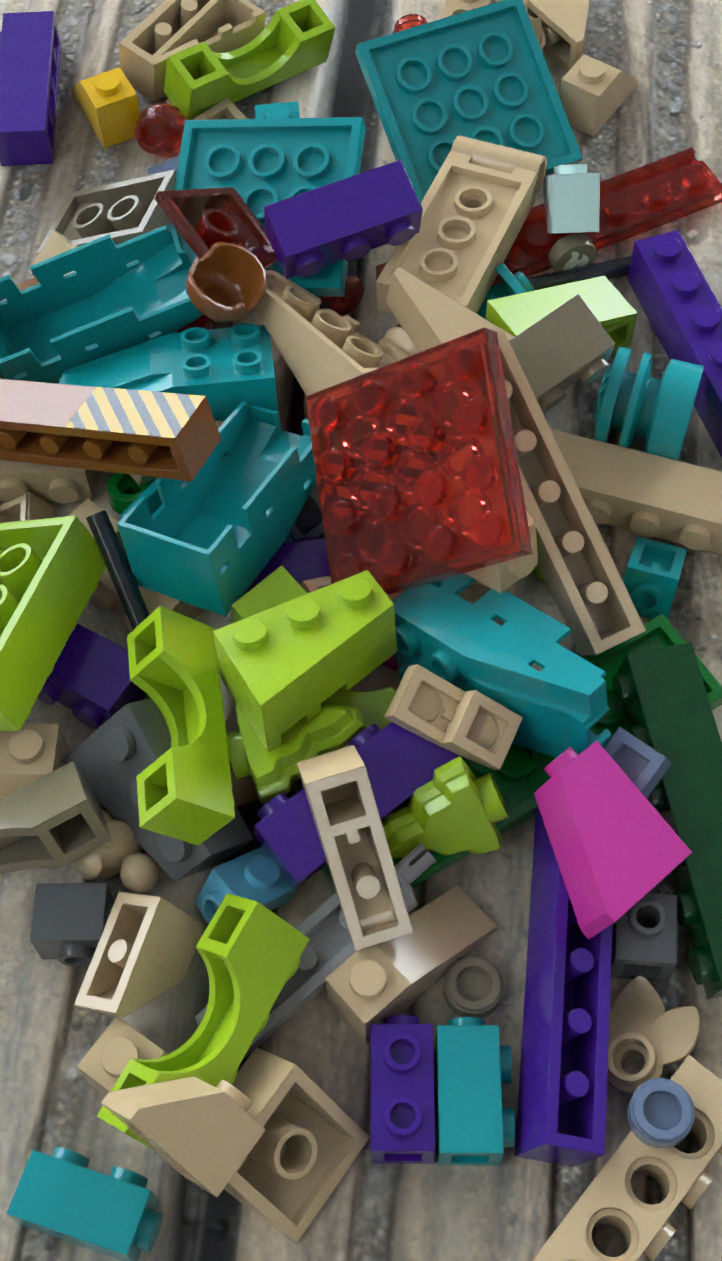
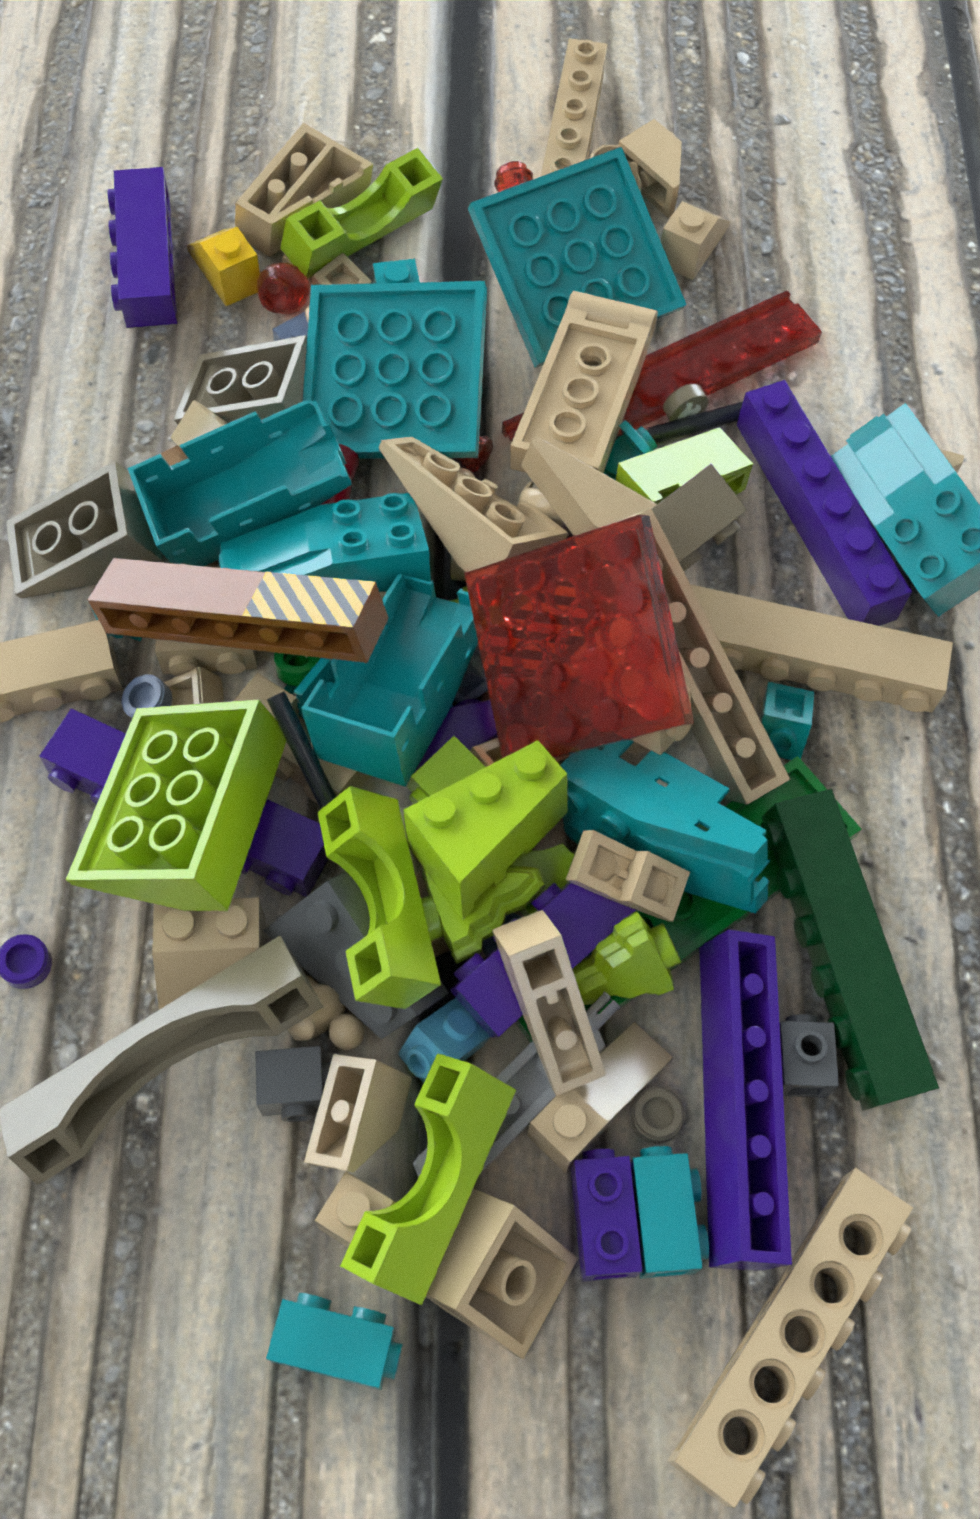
camera: 10 degrees left, 5 degrees up
(191, 1126) = (431, 1272): tan slope -> none
(215, 217) = (357, 401): clear red slope -> none
(226, 283) = (374, 457): dark orange hair -> none
(343, 220) = (477, 387): dark purple brick -> none
(572, 199) = (684, 353): light aqua slope -> none
(604, 836) = (771, 979): dark pink slope -> none
(637, 760) = (785, 911): sand blue plate -> none
(645, 1030) = (817, 1147): tan plate -> none
(647, 405) = (772, 557): teal wheel -> none
(660, 1113) = (837, 1223): sand blue tile -> none

